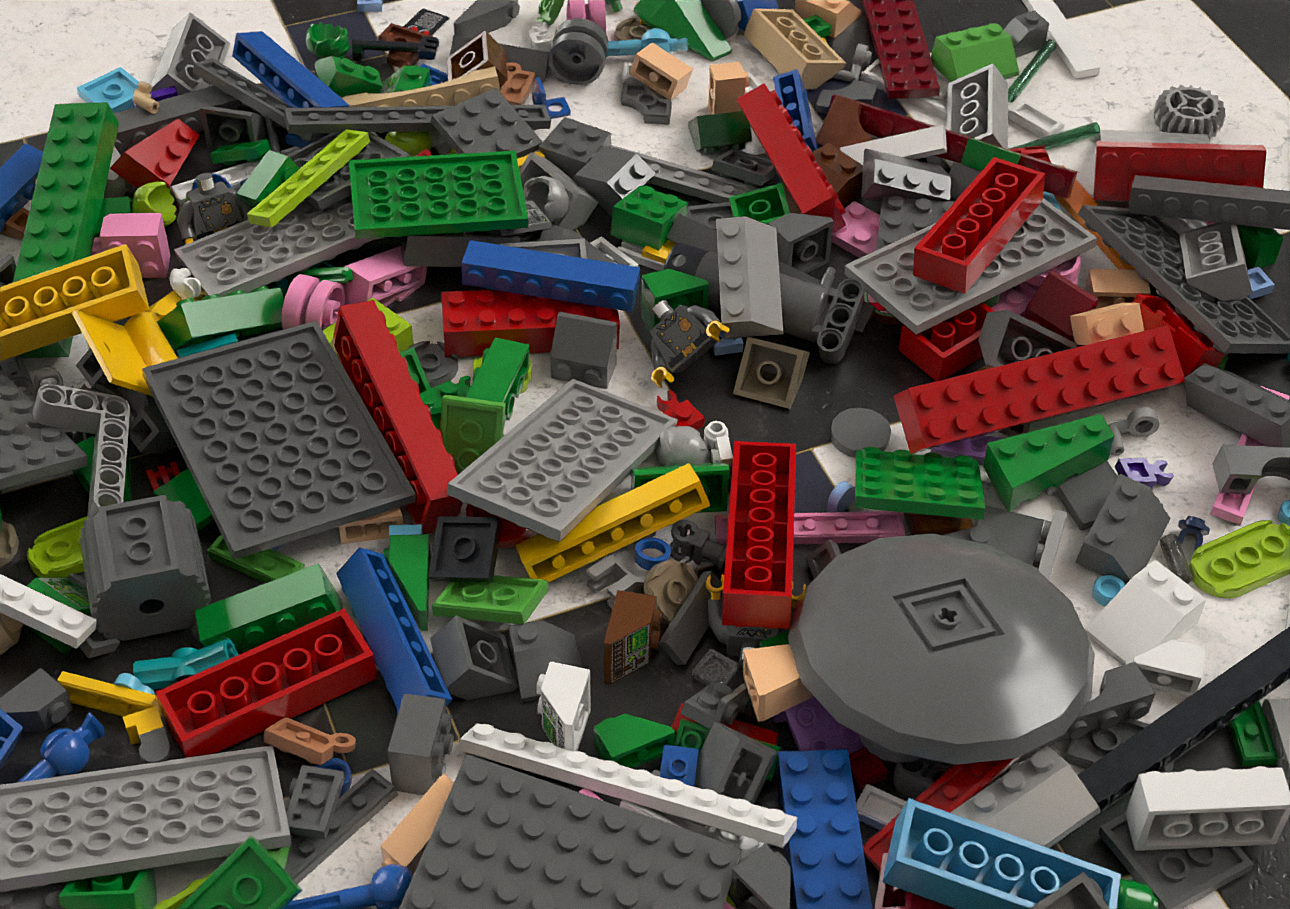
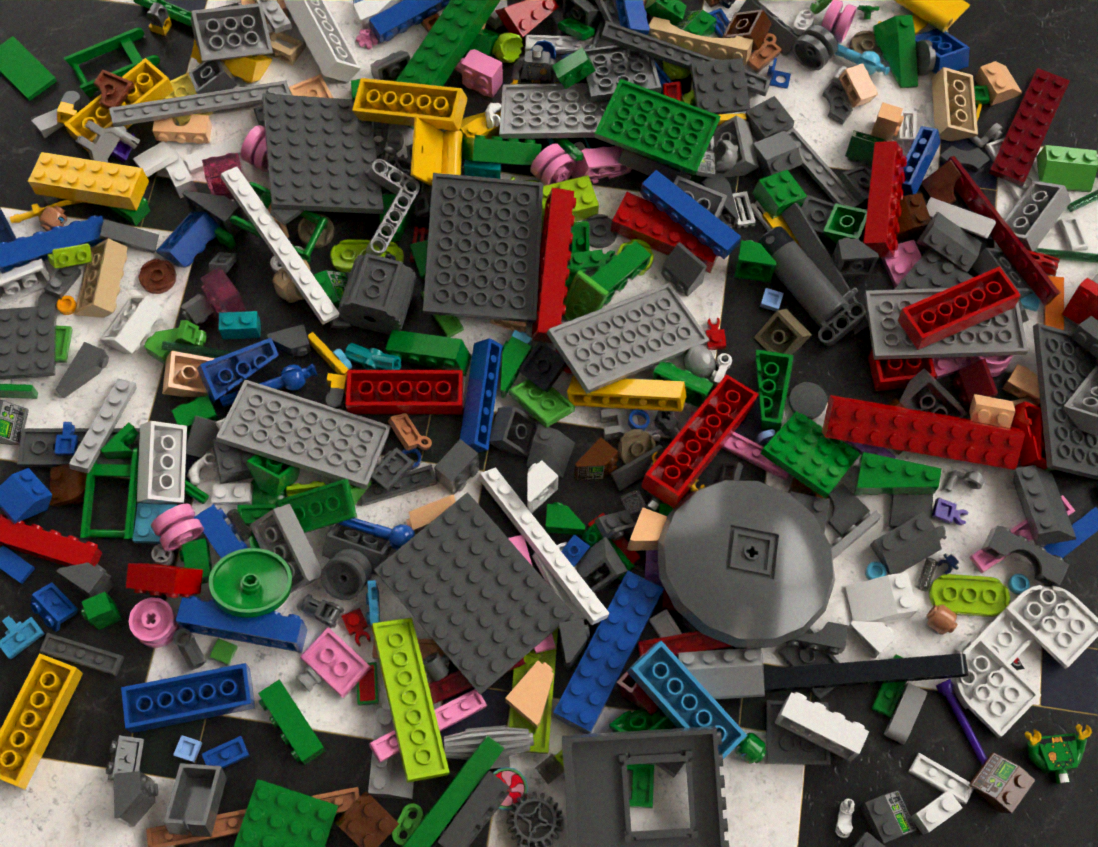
camera: 30 degrees right, 20 degrees up
(308, 178) = (595, 77): lime plate -> none
(681, 338) = (740, 291): dark grey torso -> none
(749, 278) = (798, 274): light grey slope -> none
(798, 417) = (773, 384): none -> green wedge
(979, 154) = (1013, 255): green tile -> none
(1241, 600) = (941, 619): none -> nougat head

